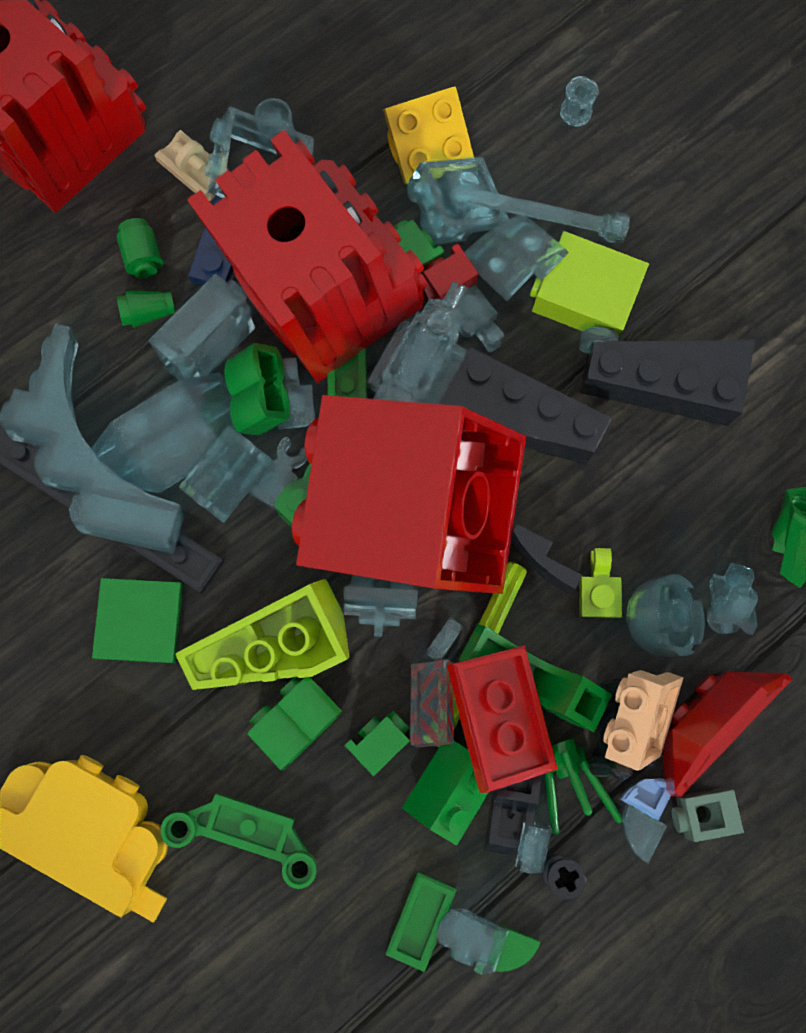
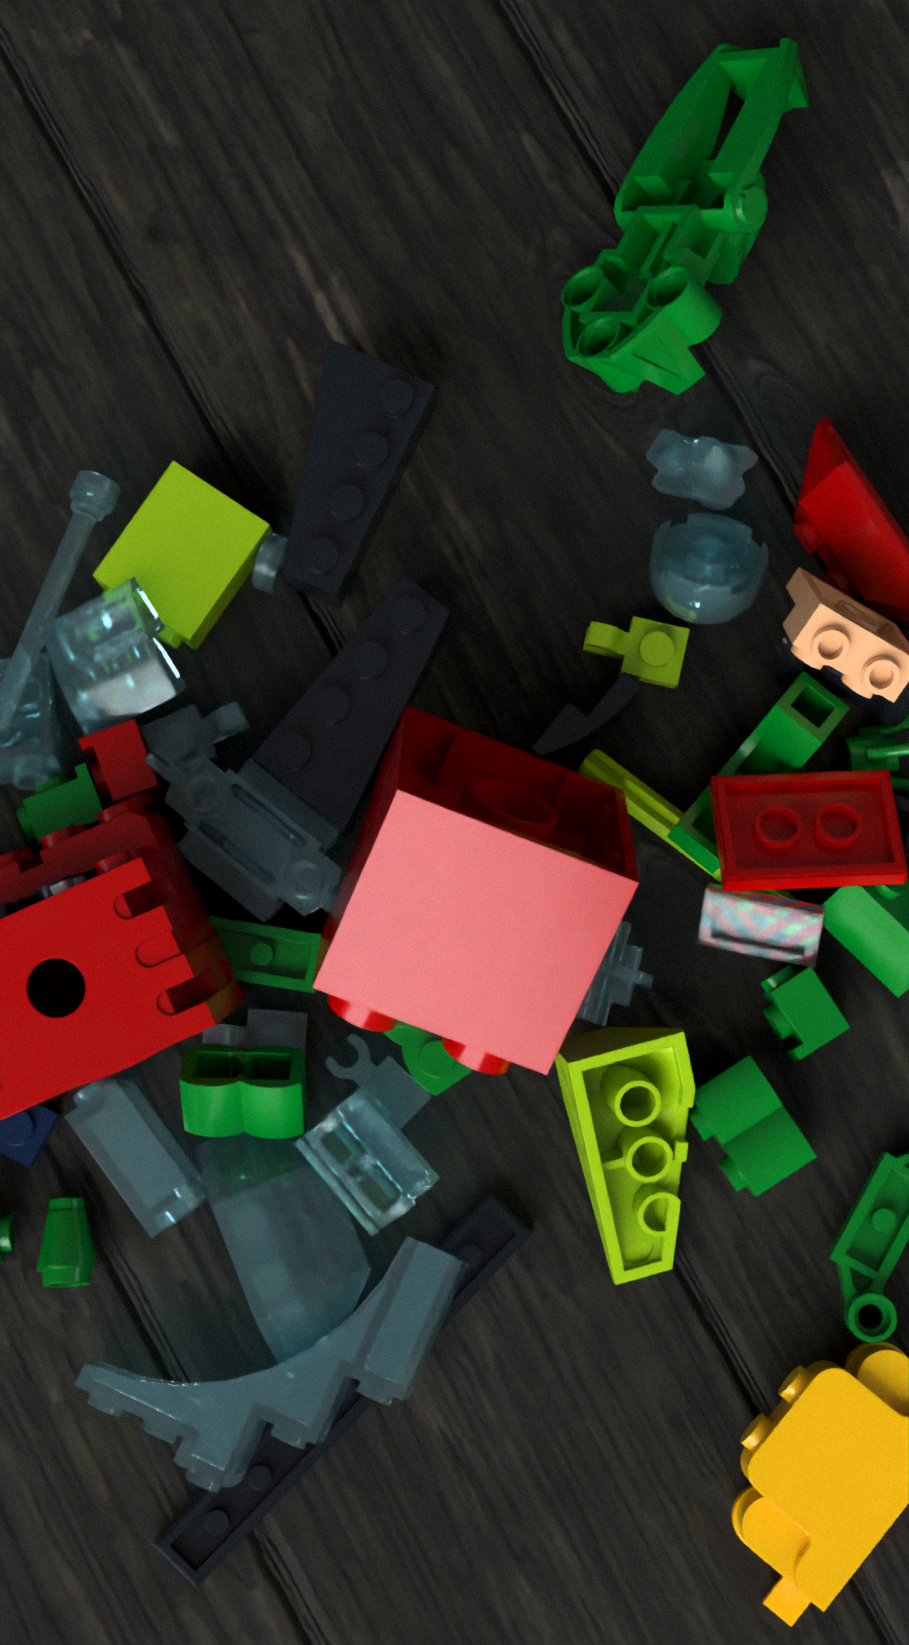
camera: 75 degrees left, 5 degrees up
(137, 620) = (556, 1333): green tile -> none
(444, 639) = (674, 888): clear light blue tile -> none

